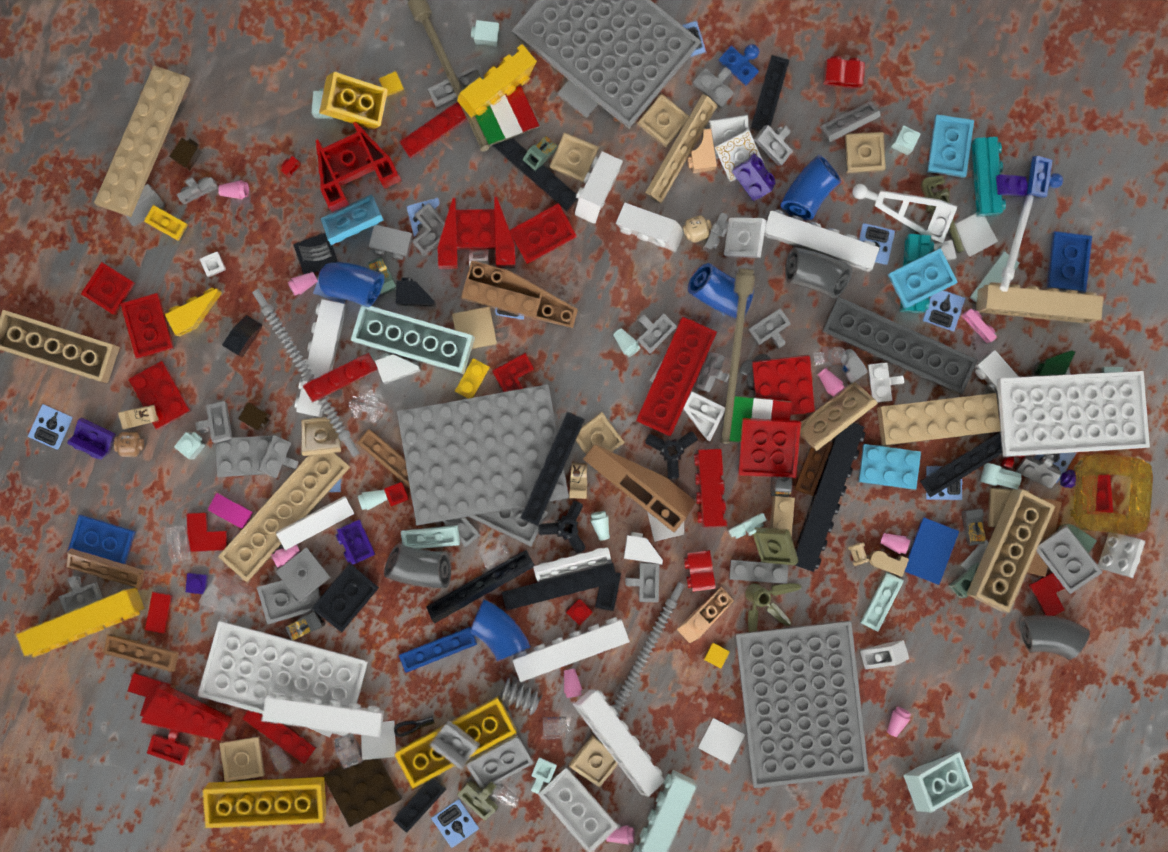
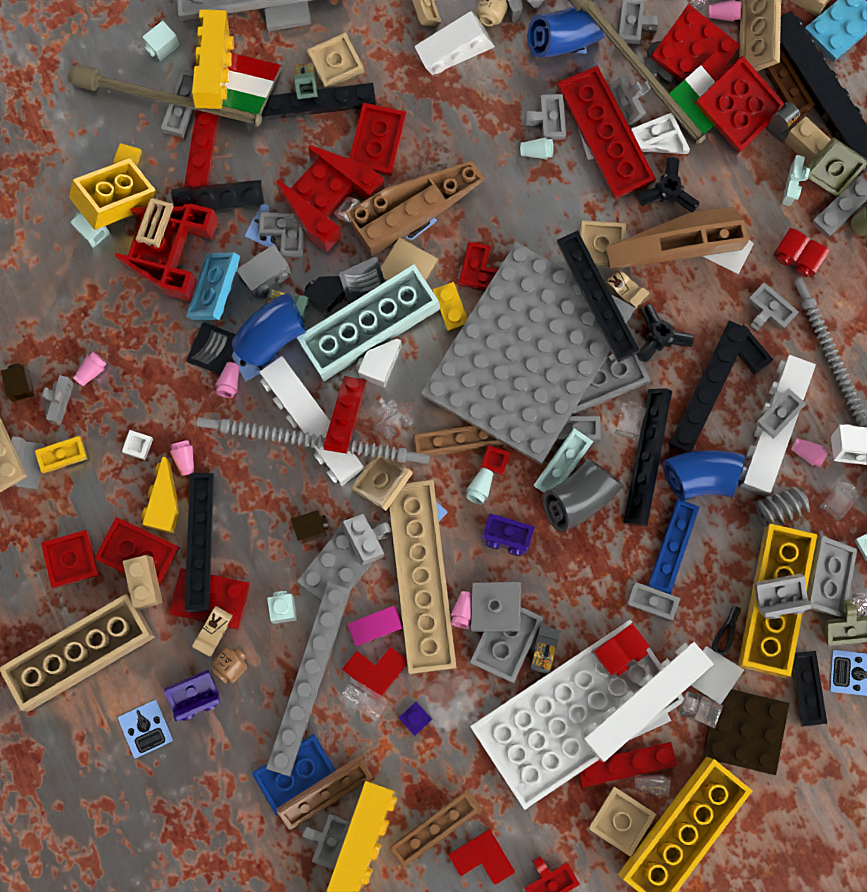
camera: 35 degrees left, 10 degrees down
(129, 348) = (142, 582): none -> tan brick
(158, 612) = (411, 779): red tile -> none
(162, 499) = (308, 679): none -> light grey plate
(184, 359) = (199, 542): none -> black plate
(185, 714) = (529, 838): red wedge -> none
(217, 423) = (284, 565): light grey plate -> none
(230, 299) = (183, 457): none -> bright pink cone
(242, 336) = (226, 475): black slope -> none
(289, 166) = (115, 301): red plate -> none
(314, 523) = (457, 556): white tile -> none
(341, 673) = (621, 650): none -> red brick
(345, 597) = (552, 587): black plate -> none
(374, 146) = (162, 225): none -> tan tile
(391, 666) = (653, 601): none -> light grey plate
(414, 167) = (220, 195): none -> black plate
(437, 311) = (361, 279): none -> black sticker
(572, 564) = (698, 359): white plate -> none
(575, 647) = (781, 413): none -> light grey plate
(579, 611) = (747, 390): red plate -> none
(597, 186) = (380, 59): white wedge -> none
(601, 524) = (683, 304): light aqua cone -> none
(640, 549) = (736, 287): white slope -> none
(705, 615) = (846, 284): light nougat slope -> none
(710, 488) = (734, 182): red wedge -> none

